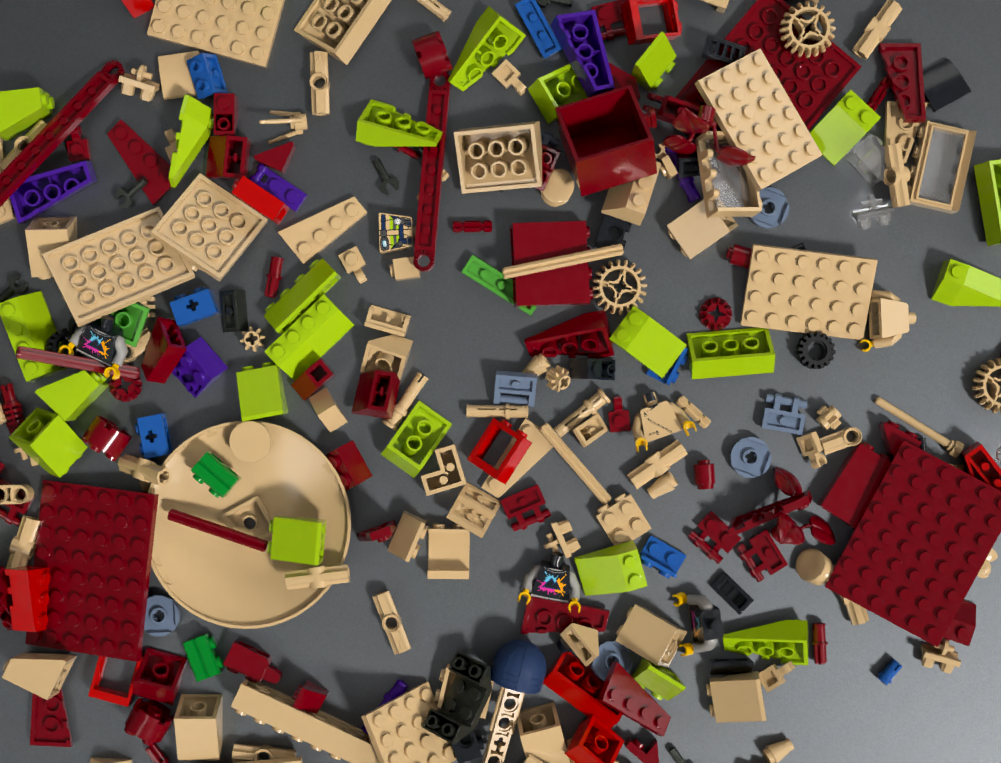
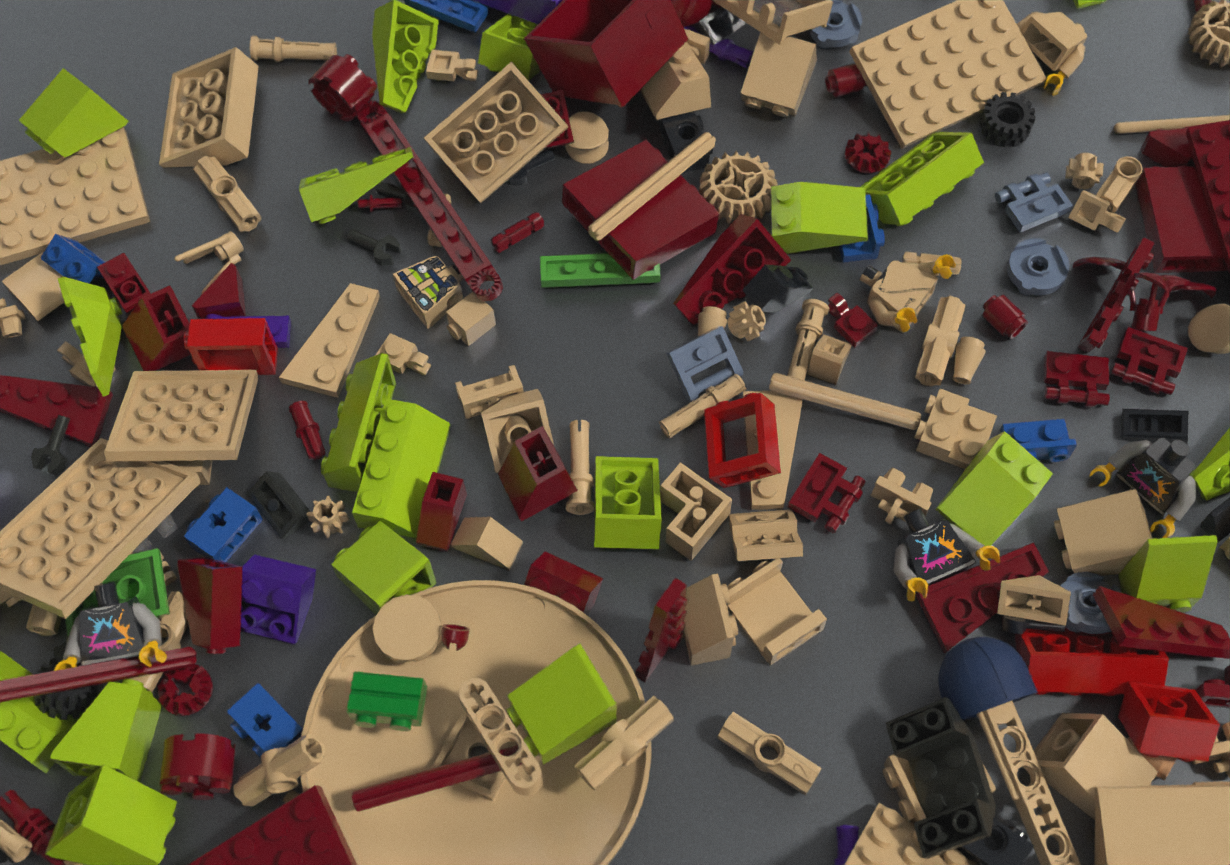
camera: 35 degrees left, 25 degrees down
(258, 532) = (498, 736): none -> tan beam
(271, 462) = (454, 634): none -> dark red hinge

